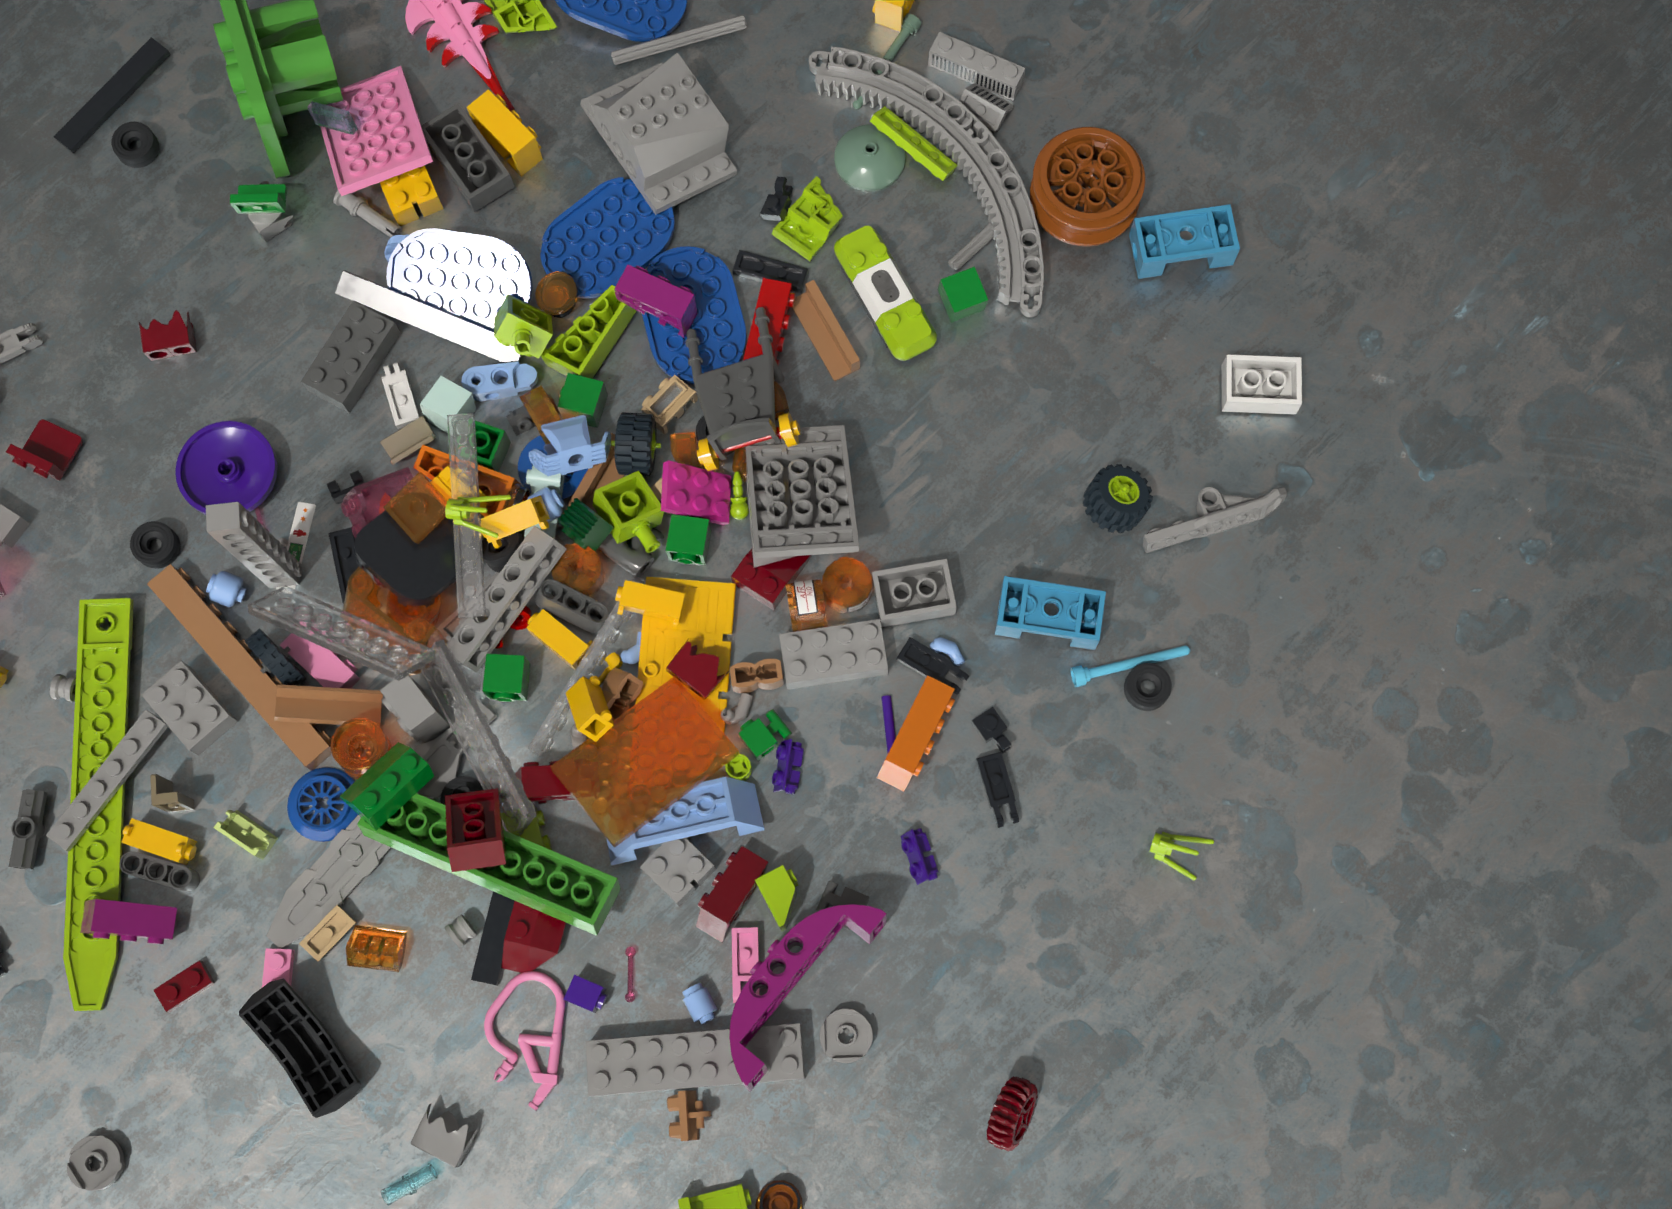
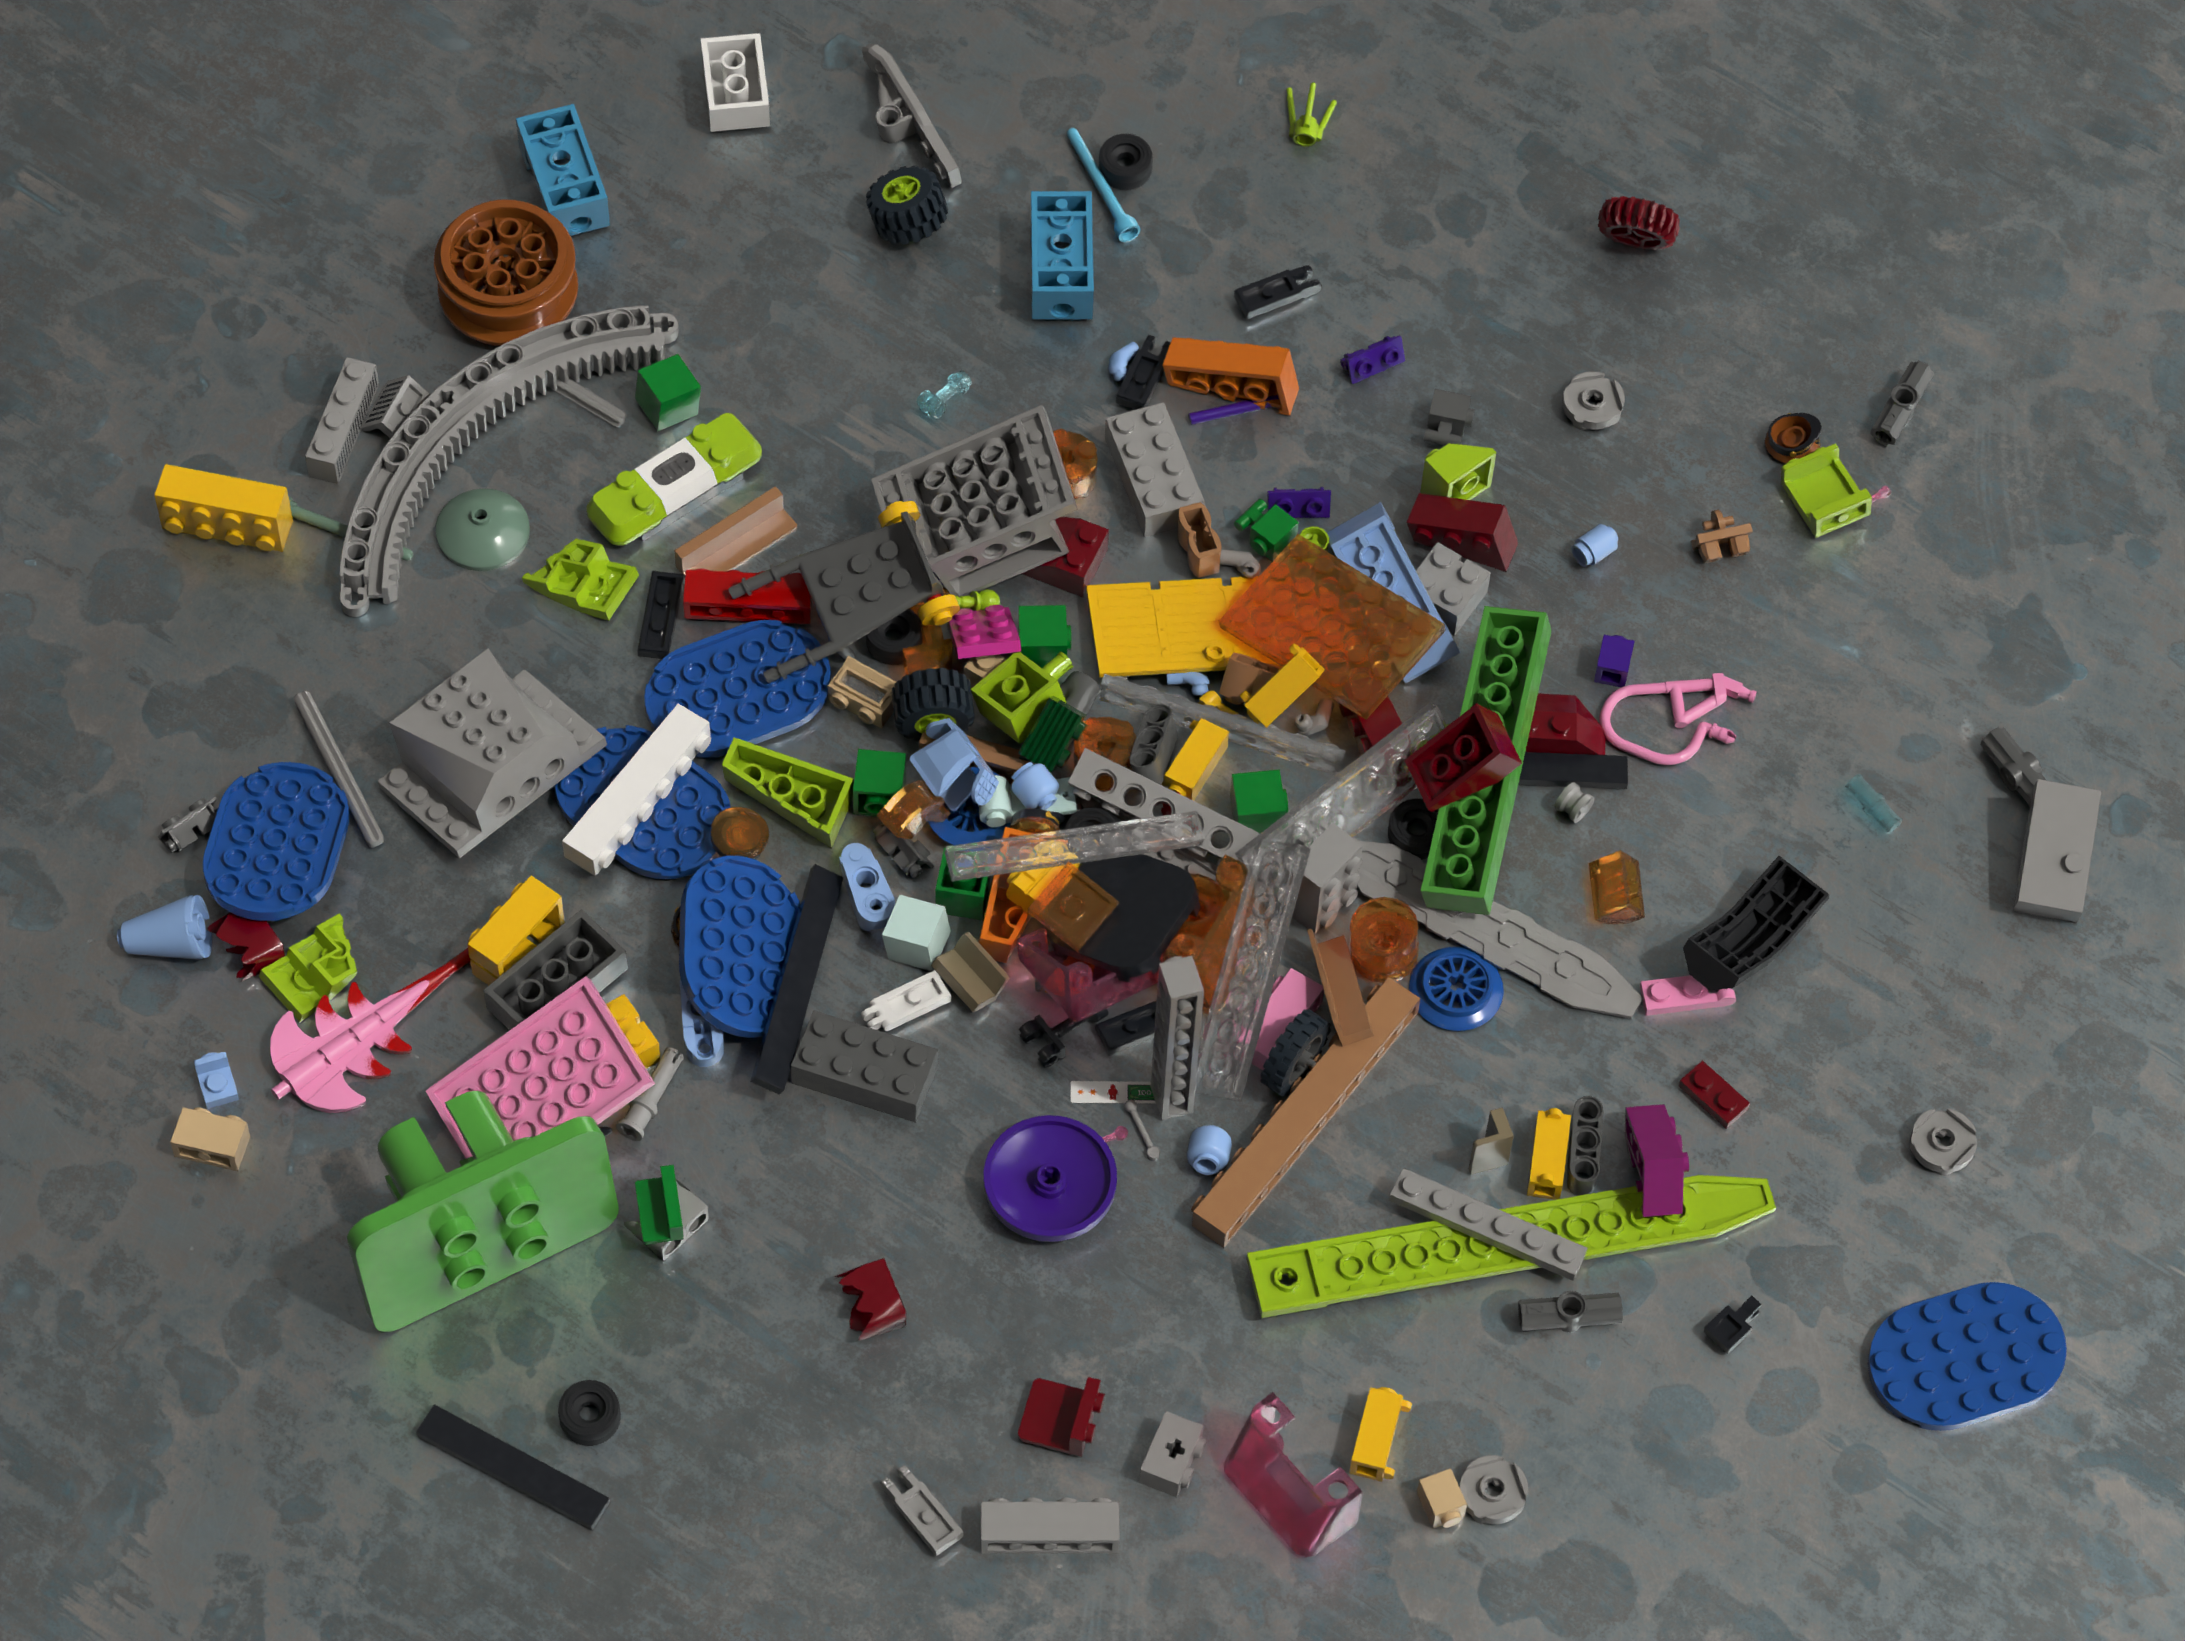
camera: 105 degrees left, 15 degrees down
(63, 688) = (1379, 1312): light grey wheel -> none
(165, 554) = (1166, 1233): black tyre -> none
(189, 708) = (1372, 1155): light grey brick -> none
(246, 833) = (1515, 1060): yellowish green hinge -> none
(327, 933) = (1612, 944): tan plate -> none
(332, 118) = (536, 1116): clear light blue tile -> none
(388, 785) = (1428, 873): green slope -> none
(444, 1138) = (1813, 780): light grey piece -> none
(460, 508) = (1075, 841): lime plant -> none
(516, 519) = (1063, 796): yellow brick -> none
(522, 327) = (801, 849): lime brick -> none
(604, 223) = (637, 789): none -> white brick
(630, 952) = (1604, 622): clear pink hinge -> none
(650, 601) = (1135, 652): yellow brick -> none
(657, 297) = (739, 697): magenta wedge -> none
(688, 1060) = (1659, 538): light grey brick -> none
(696, 671) = (1211, 598): dark red piece -> none
(744, 956) = (1543, 507): bright pink plate -> none
(777, 205) = (568, 617): black plate -> none
(806, 605) = (1104, 495): clear orange brick -> none
(811, 934) = (1557, 441): magenta slope -> none
(913, 143) = (462, 474): lime plate -> none
(913, 593) = (1065, 388): light grey brick -> none
(928, 495) = (934, 404): none -> clear light blue bar
(991, 727) = (1207, 309): black plate -> none

